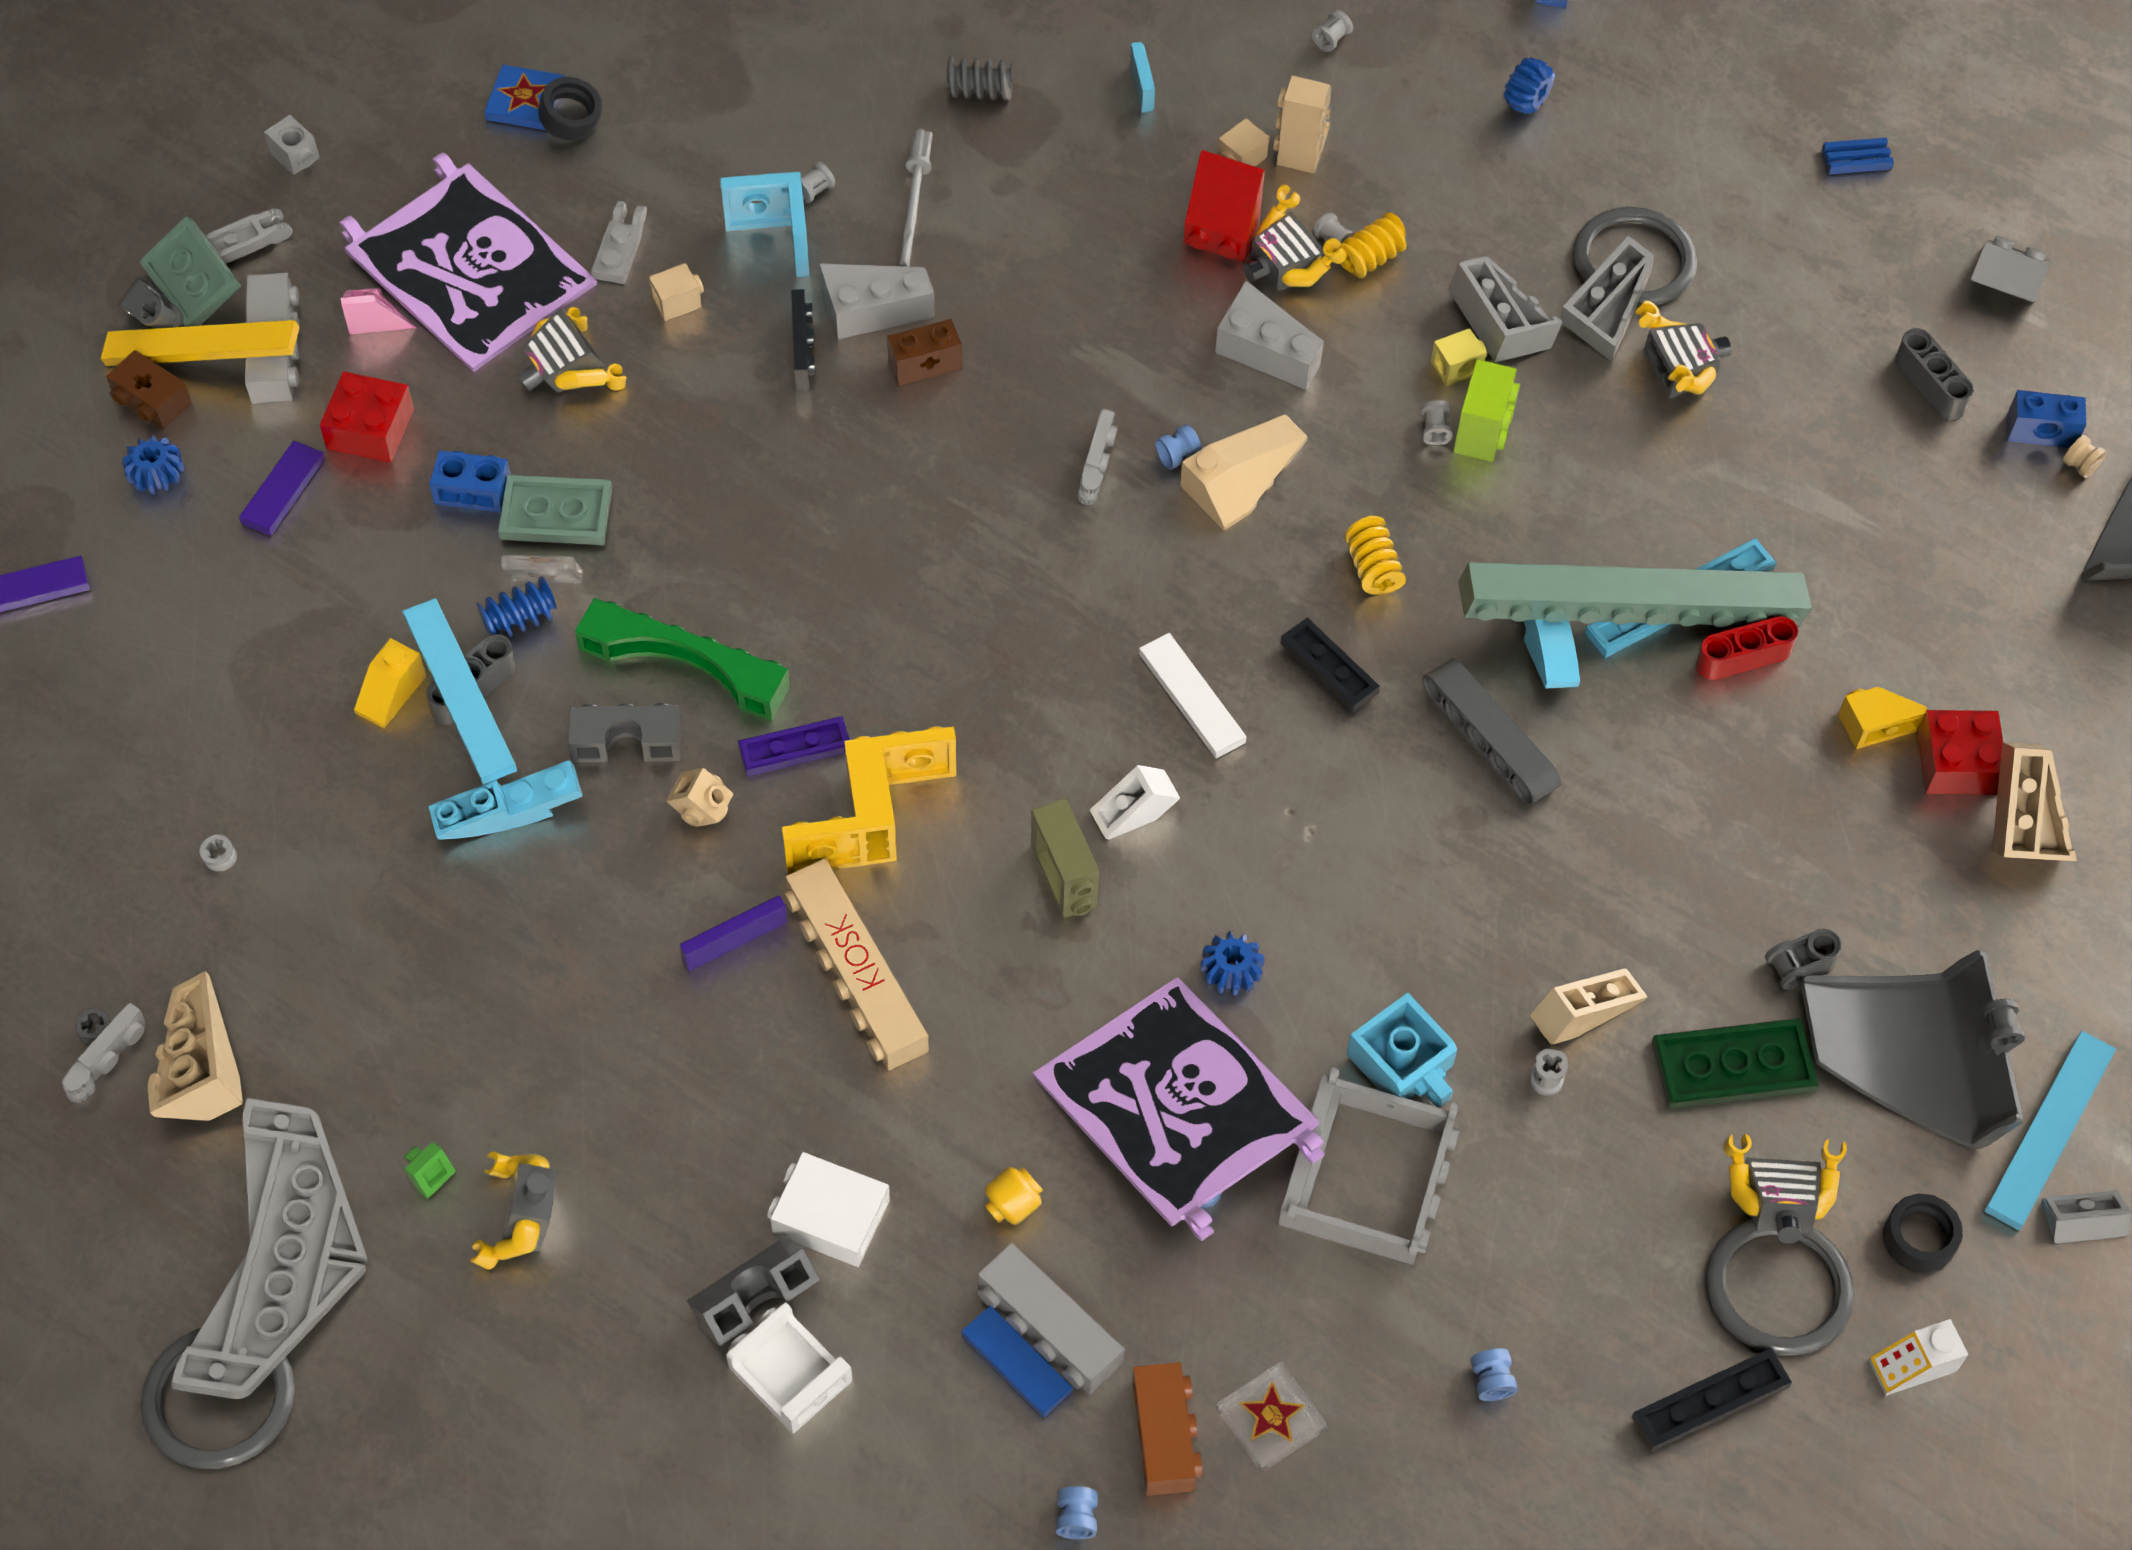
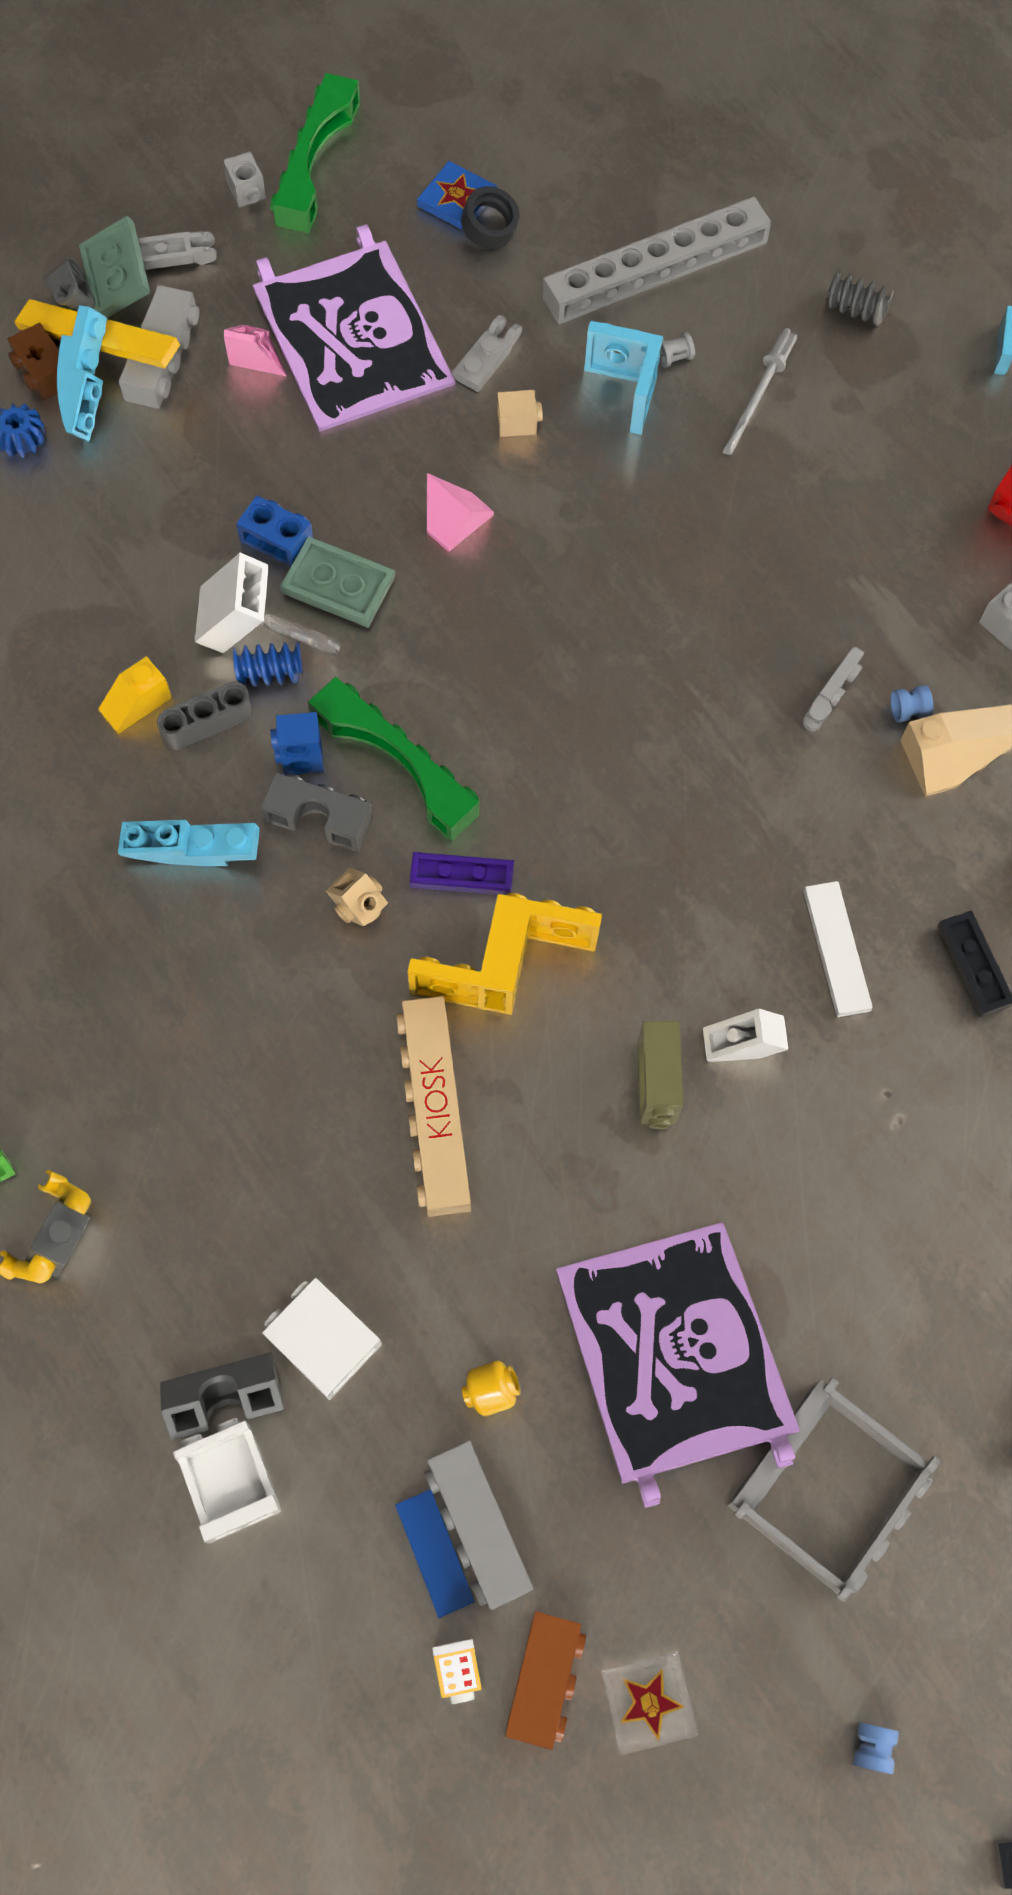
camera: 20 degrees right, 10 degrees up
(203, 399) = (76, 384): none -> medium azure slope
(282, 488) = (117, 485): dark purple tile -> none
(358, 48) = (332, 110): none -> green arch
(367, 417) = (210, 444): red brick -> none
(459, 559) = (231, 603): none -> white brick
(459, 691) = (185, 726): medium azure tile -> none
(565, 356) = (398, 441): torso -> none
(582, 672) = (298, 743): none -> blue brick
(647, 408) = (453, 512): none -> bright pink slope
(733, 933) = (338, 1036): dark purple tile -> none
(758, 101) = (655, 260): none -> light grey brick
(802, 339) = (611, 492): black plate -> none
(875, 297) = (690, 473): light grey wedge -> none
(924, 352) = (714, 539): reddish brown brick -> none
(1076, 1514) = (431, 1733): medium blue wheel -> none
(1078, 1442) = (457, 1670): none -> white slope
(1218, 967) = (786, 1241): blue gear -> none
(1405, 1052) = (908, 1385): medium azure hinge -> none

